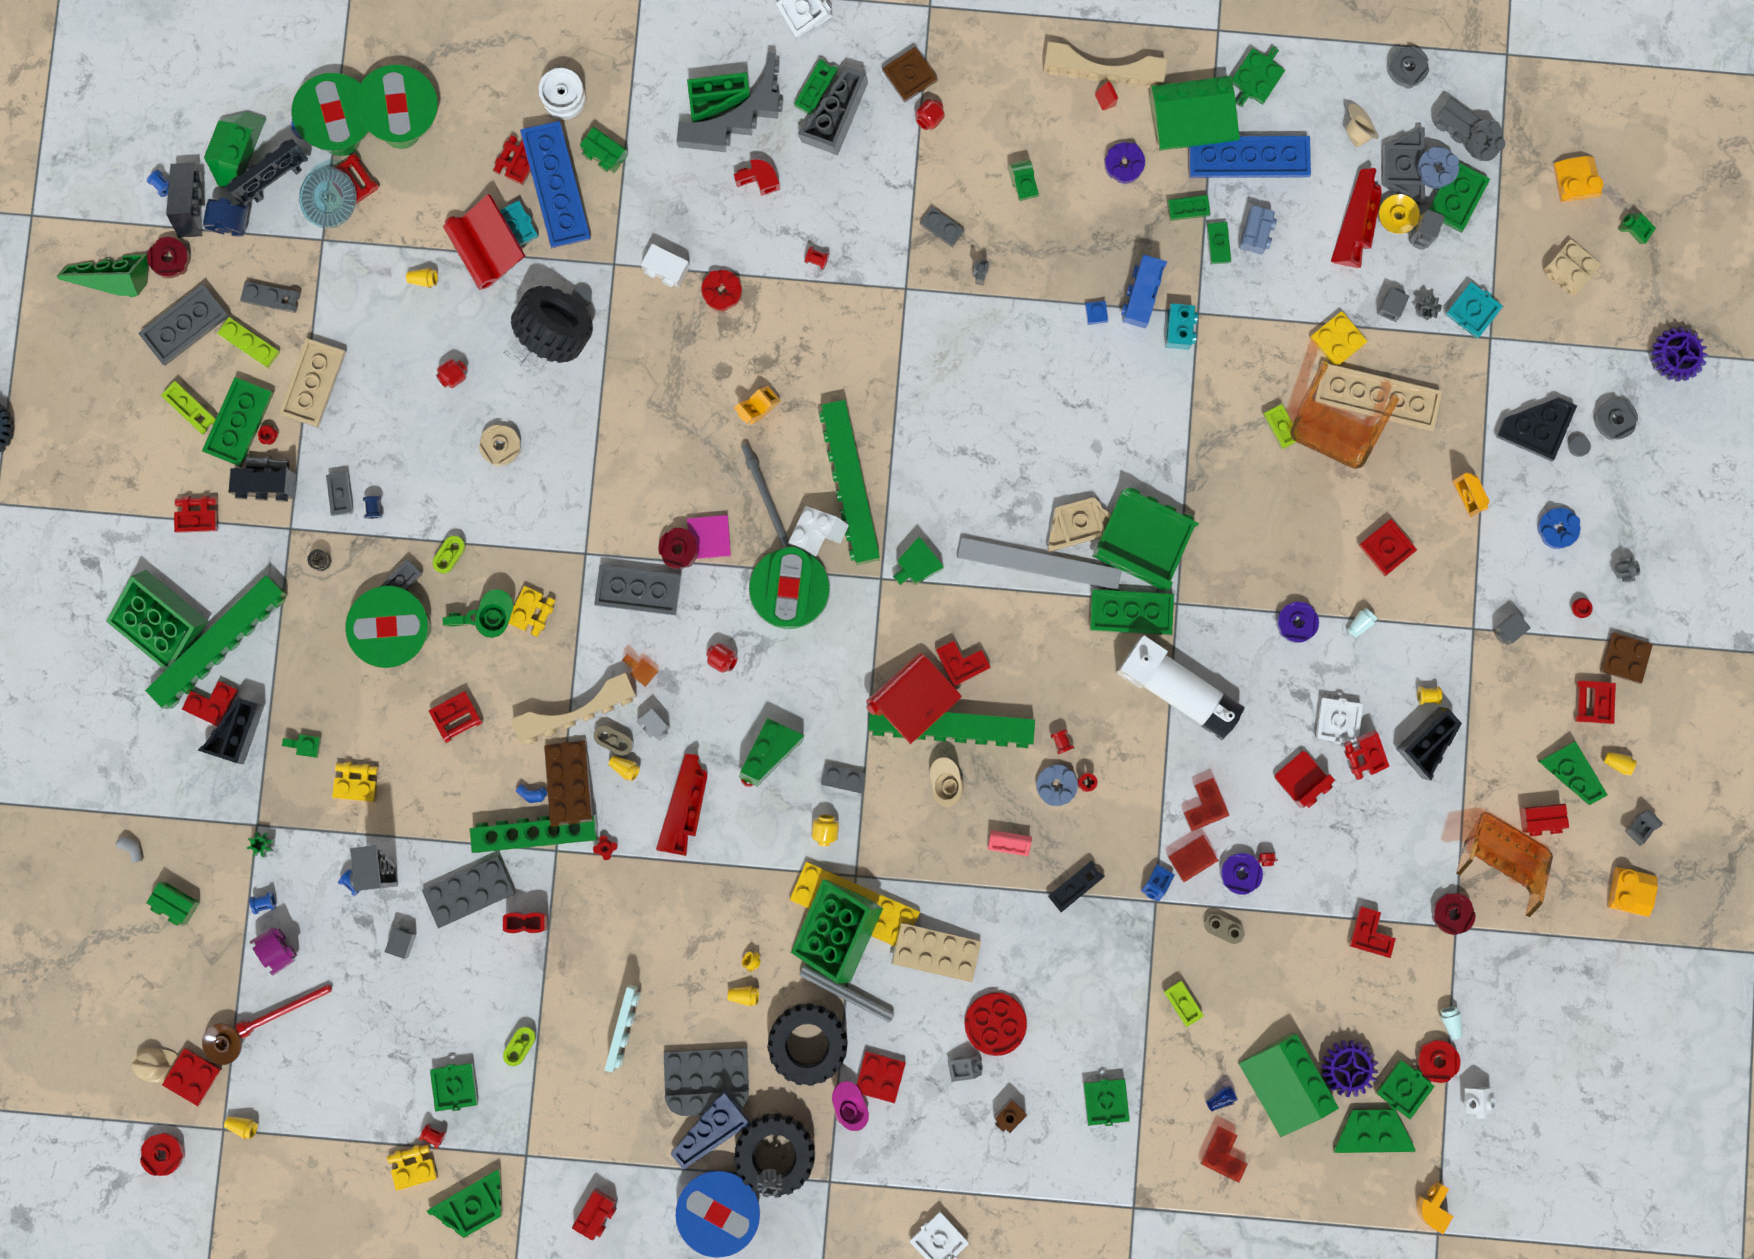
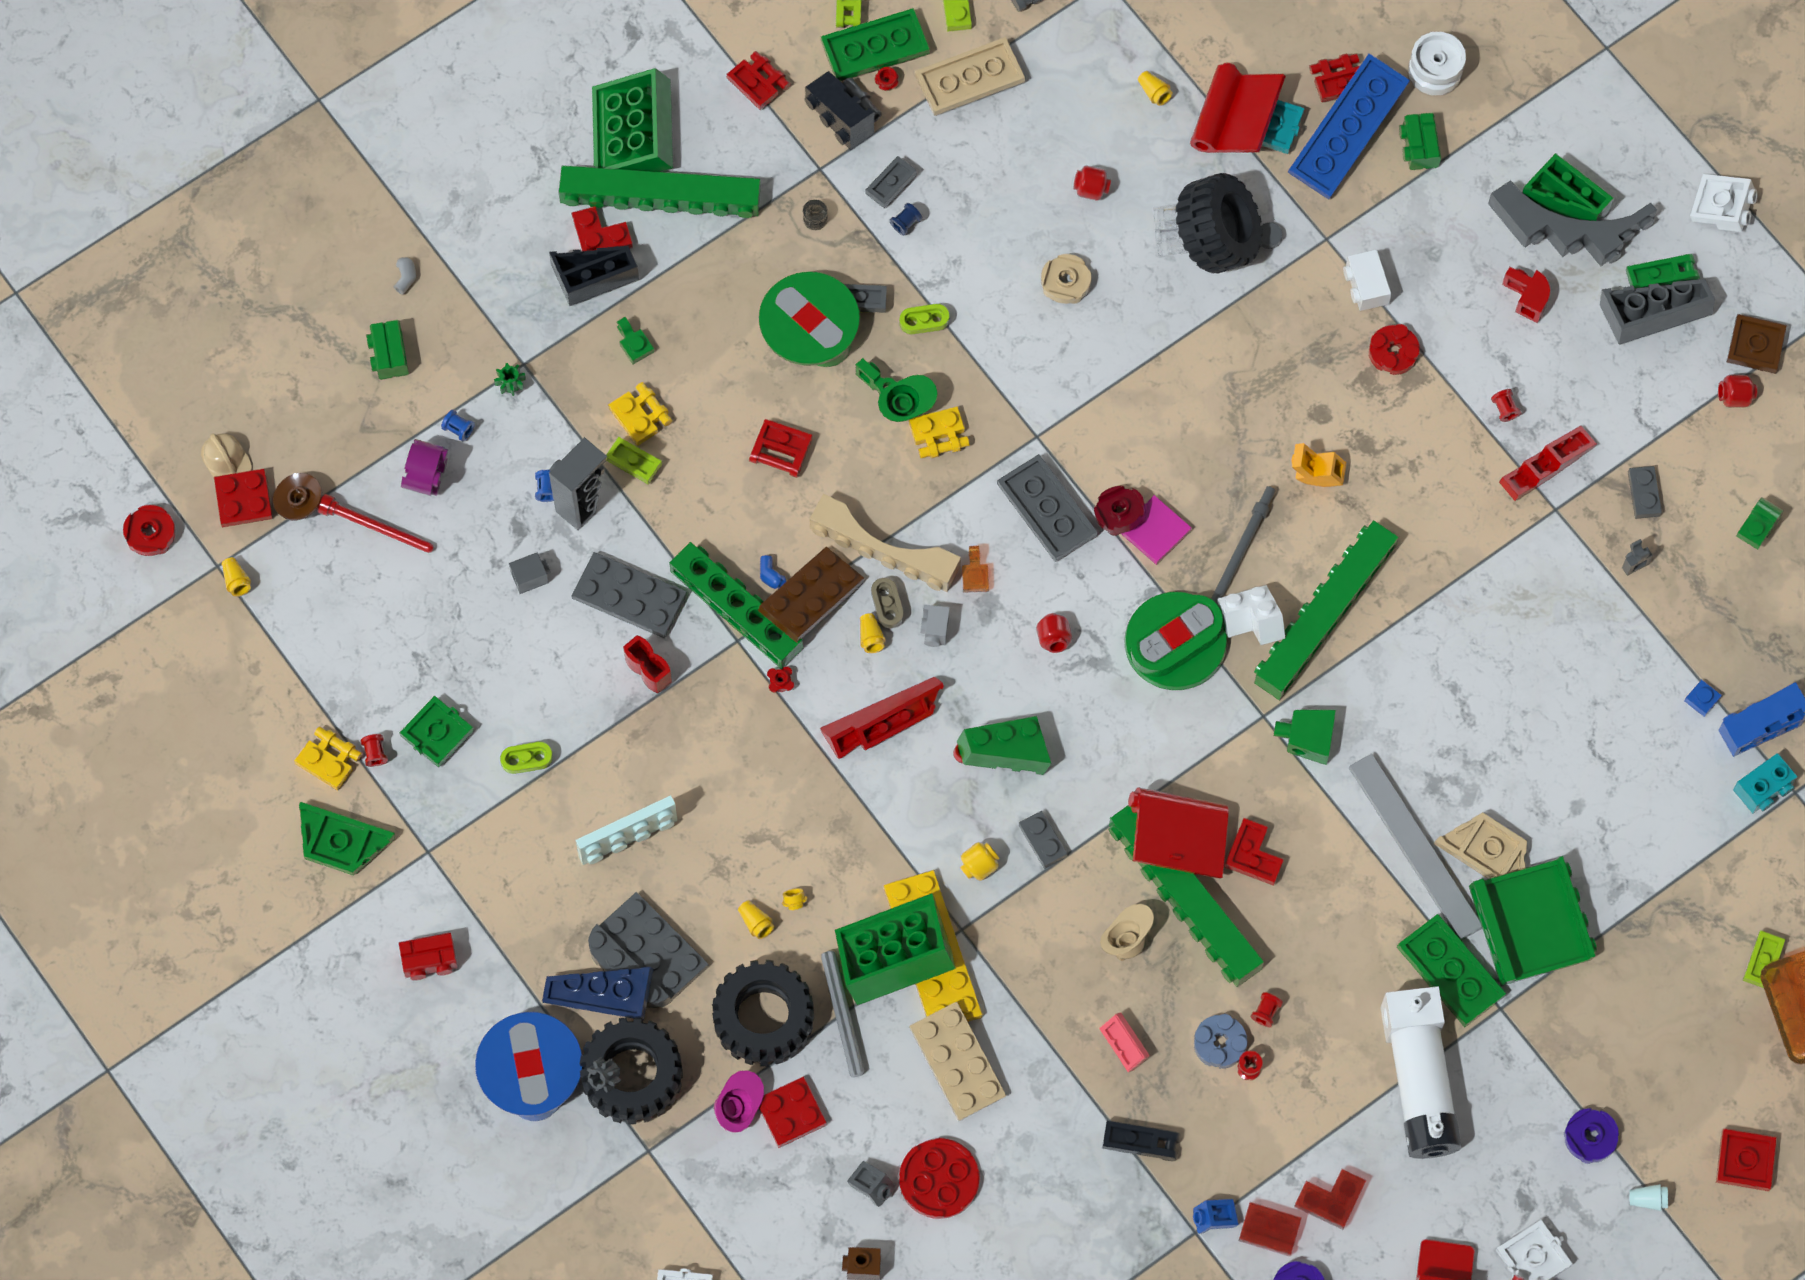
camera: 50 degrees right, 15 degrees down
(383, 814) = (633, 460): none -> lime plate
(874, 267) = (1547, 463): none -> red slope

